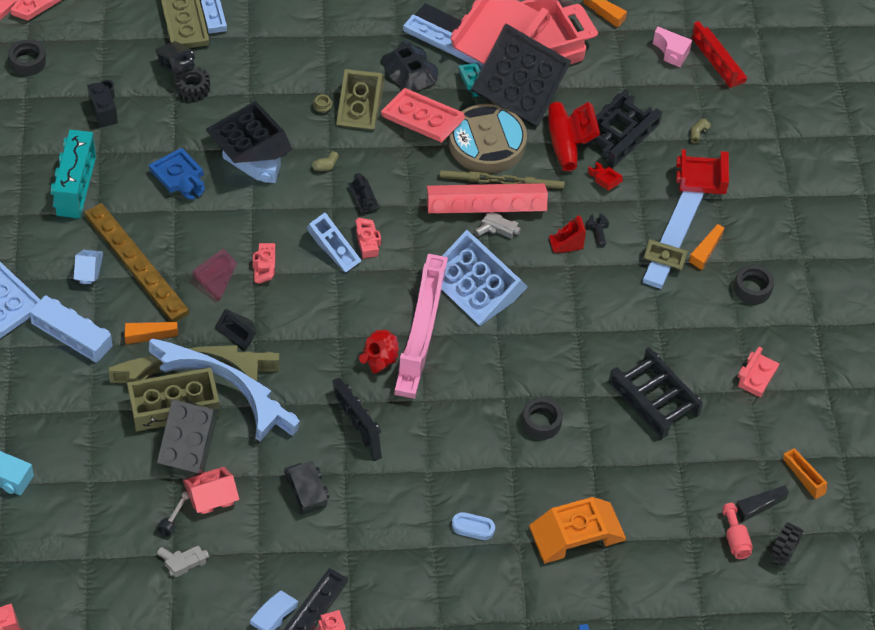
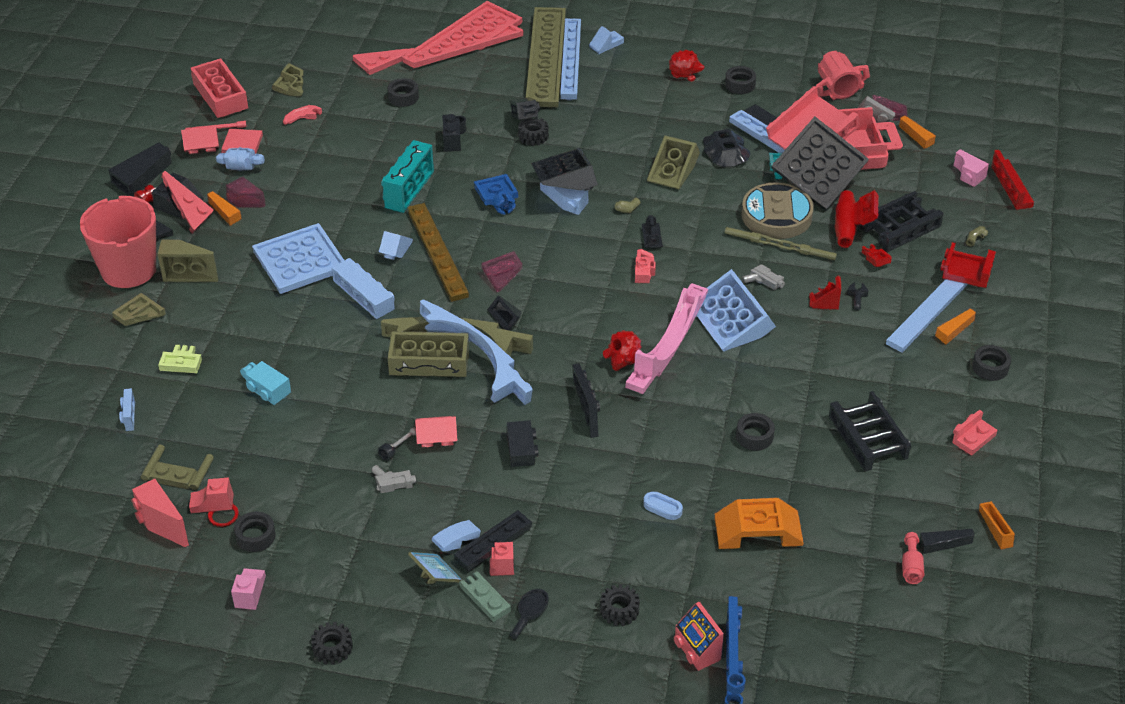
camera: 20 degrees right, 10 degrees down
(146, 331) = (414, 298): orange piece -> none
(188, 436) = (428, 380): black brick -> none
(264, 262) = (547, 269): coral piece -> none
(322, 103) = (639, 162): olive plate -> none
(333, 242) = (611, 262): light blue slope -> none
(423, 115) = (724, 182): coral plate -> none
(487, 198) = (760, 253): coral brick -> none
(665, 254) = (913, 323): olive slope -> none
(786, 543) = (958, 575): black tyre -> none

